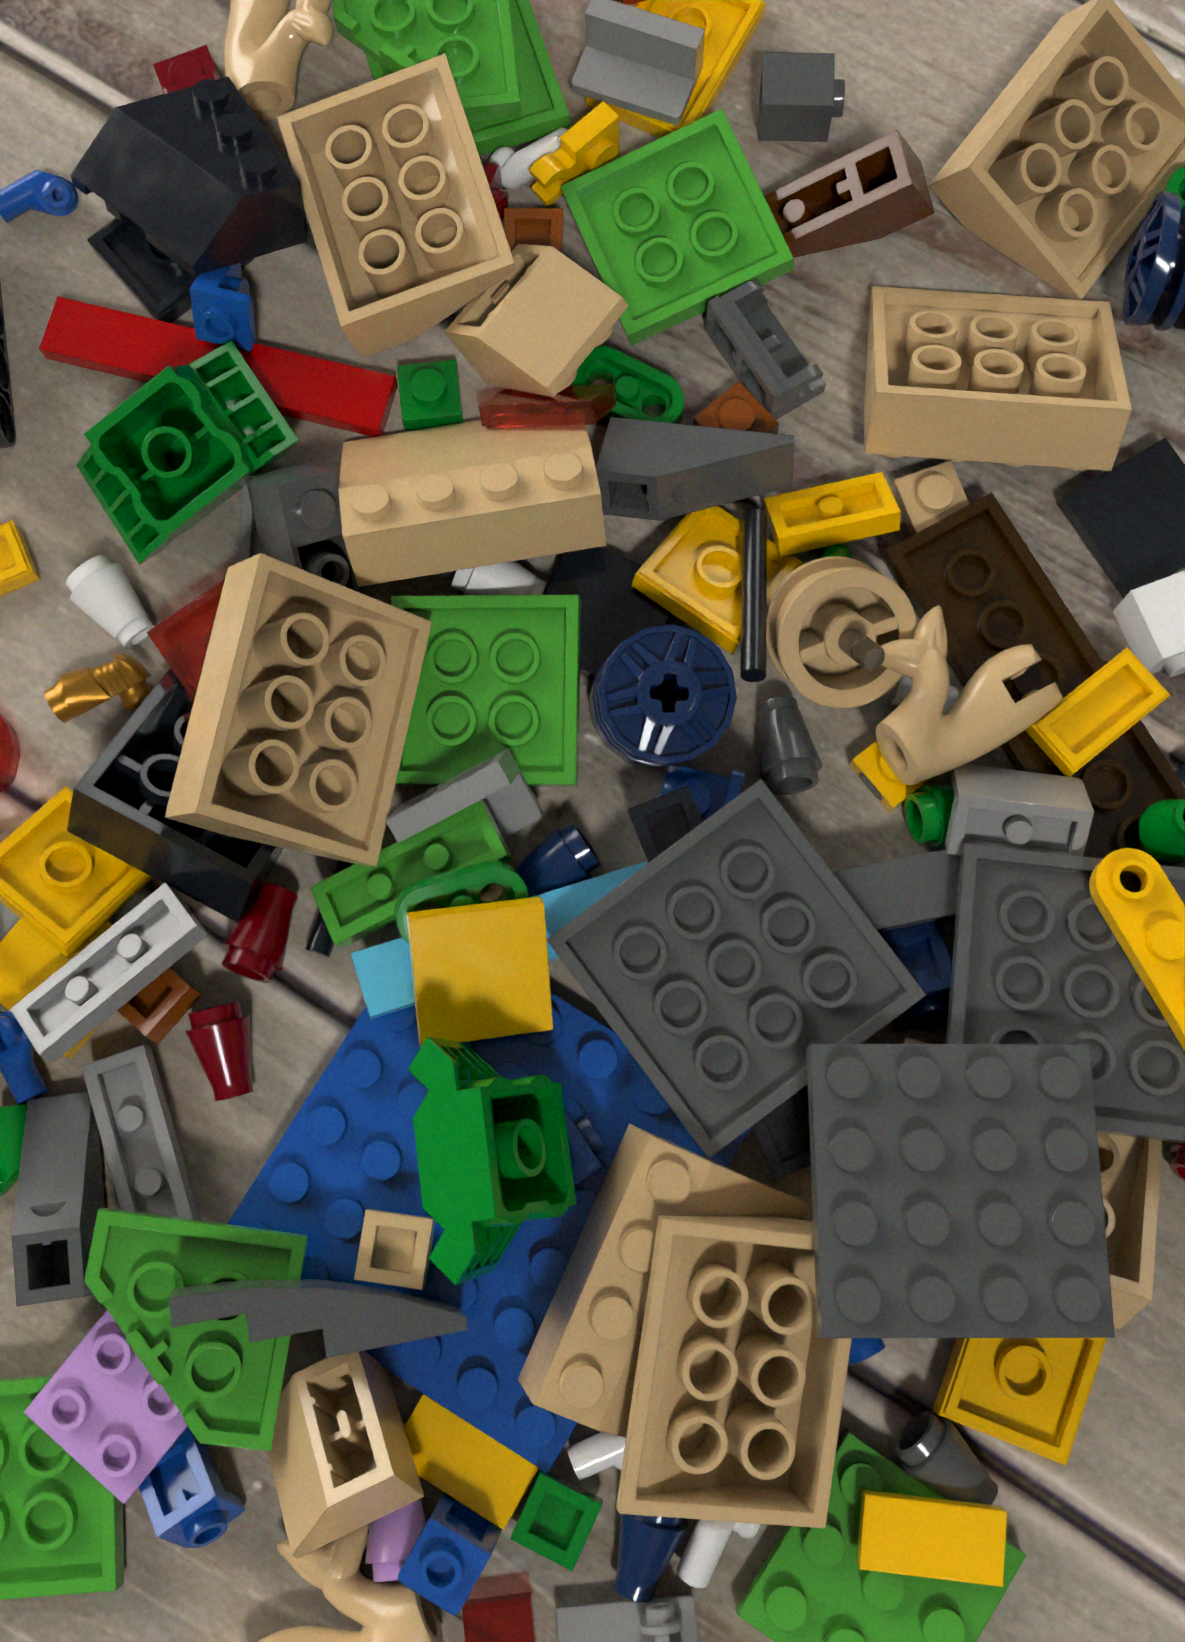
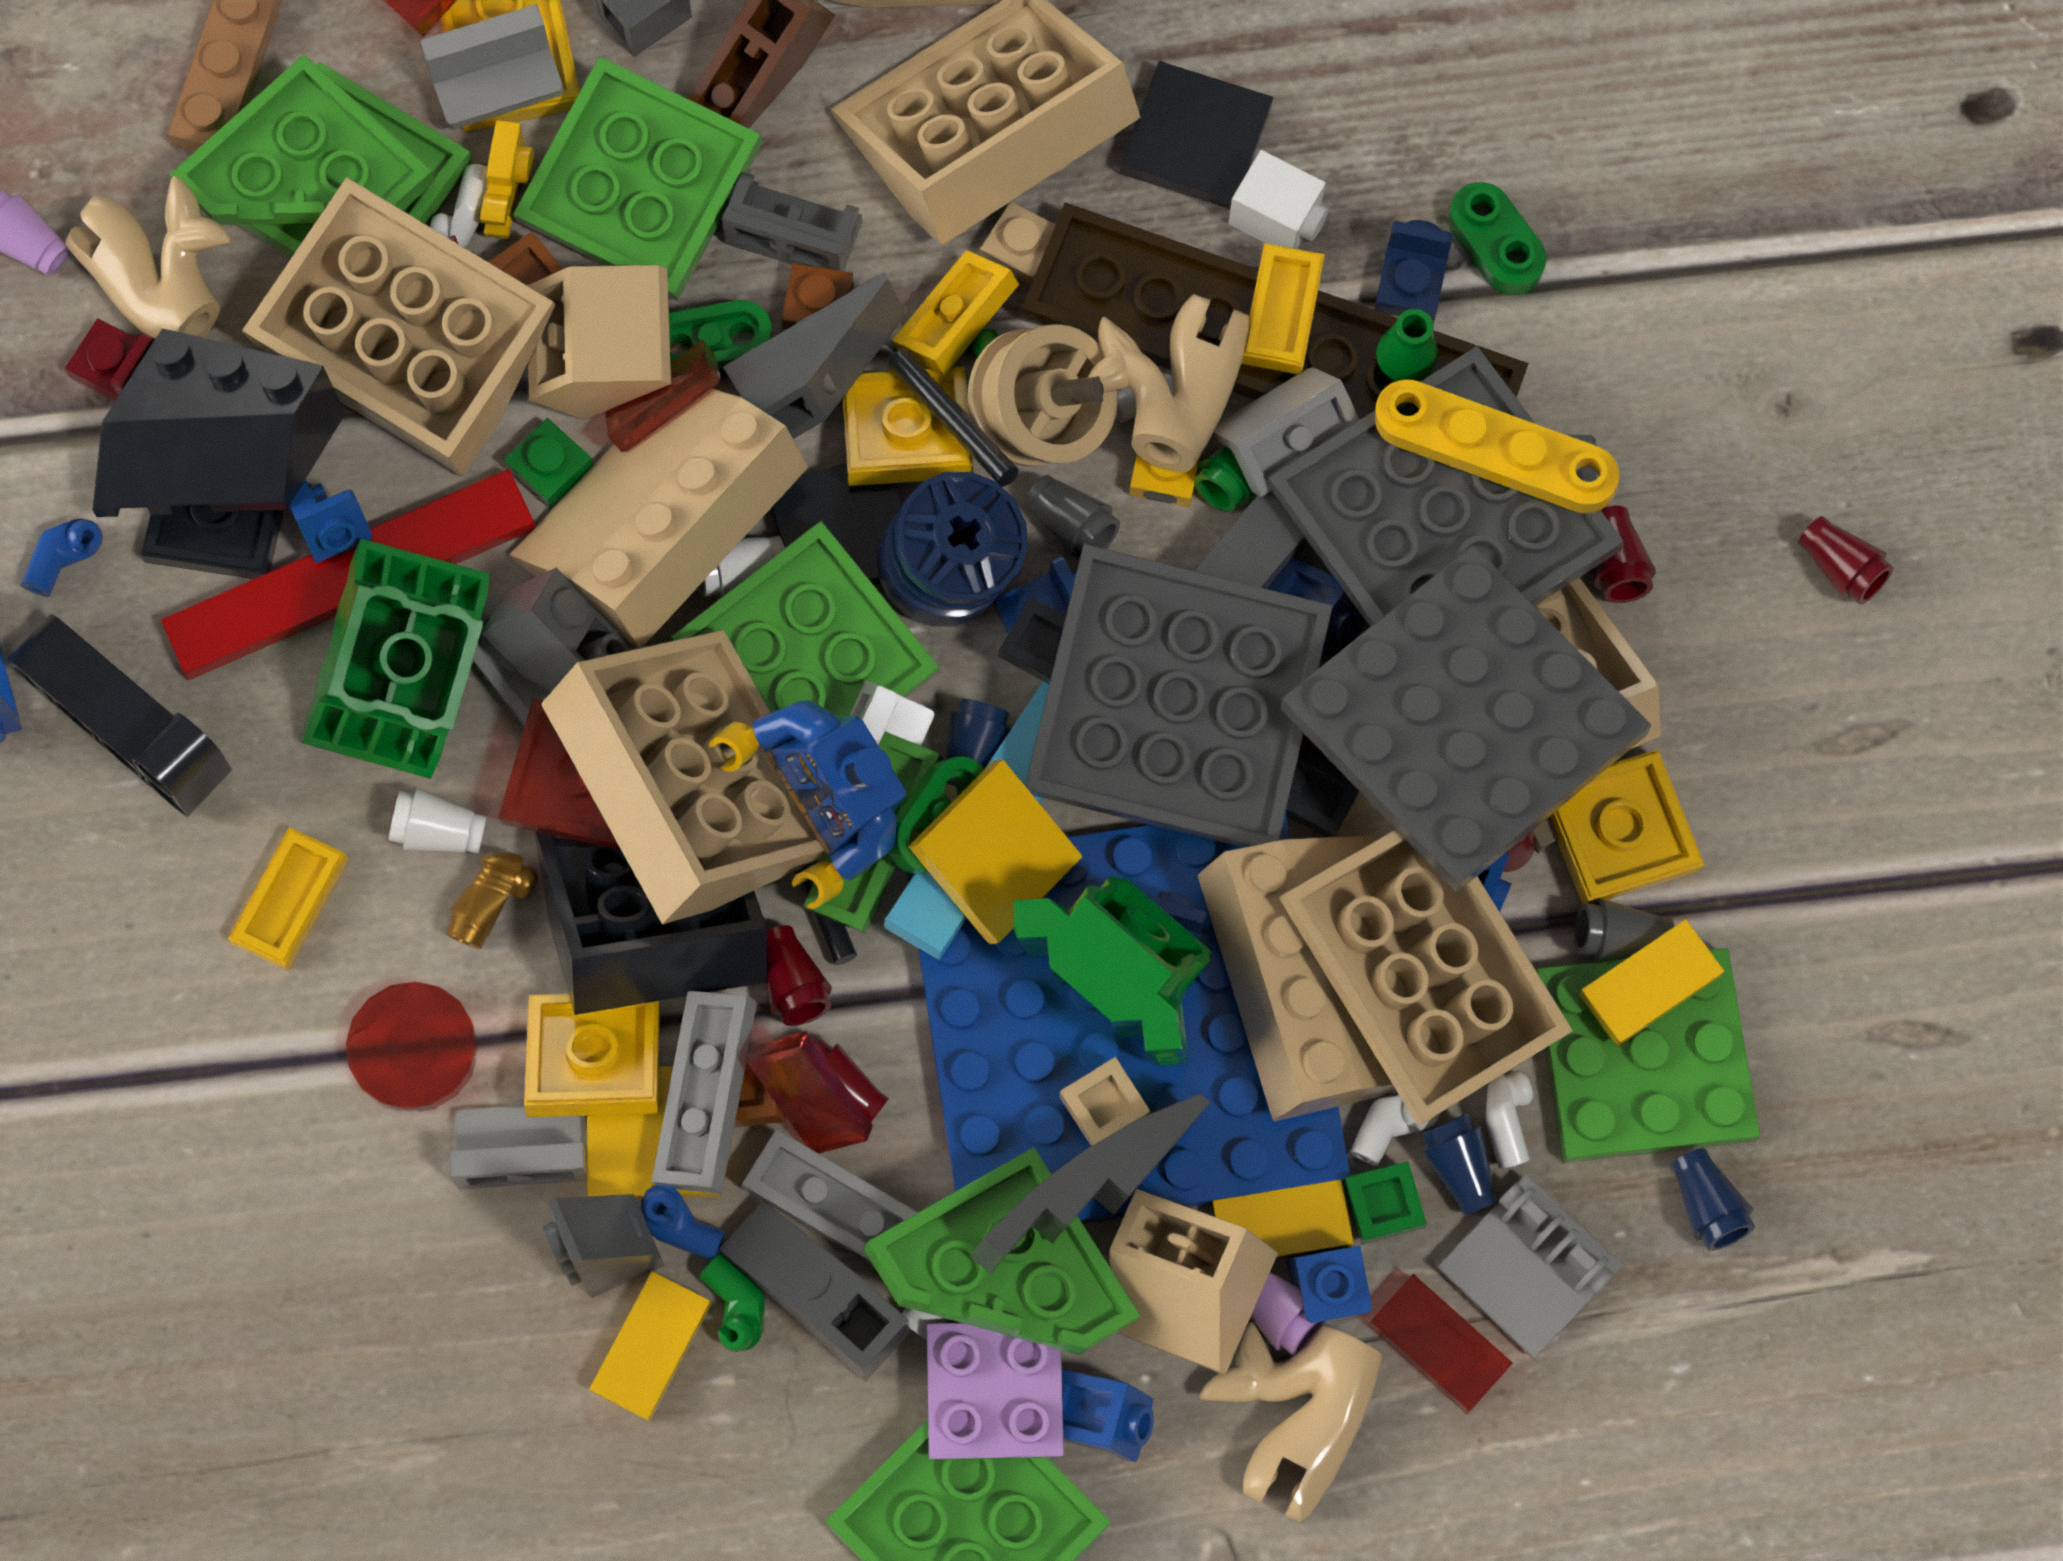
camera: 50 degrees left, 5 degrees down
(182, 1041) = (809, 1092): none -> clear red tile
(390, 809) = (836, 781): none -> blue torso

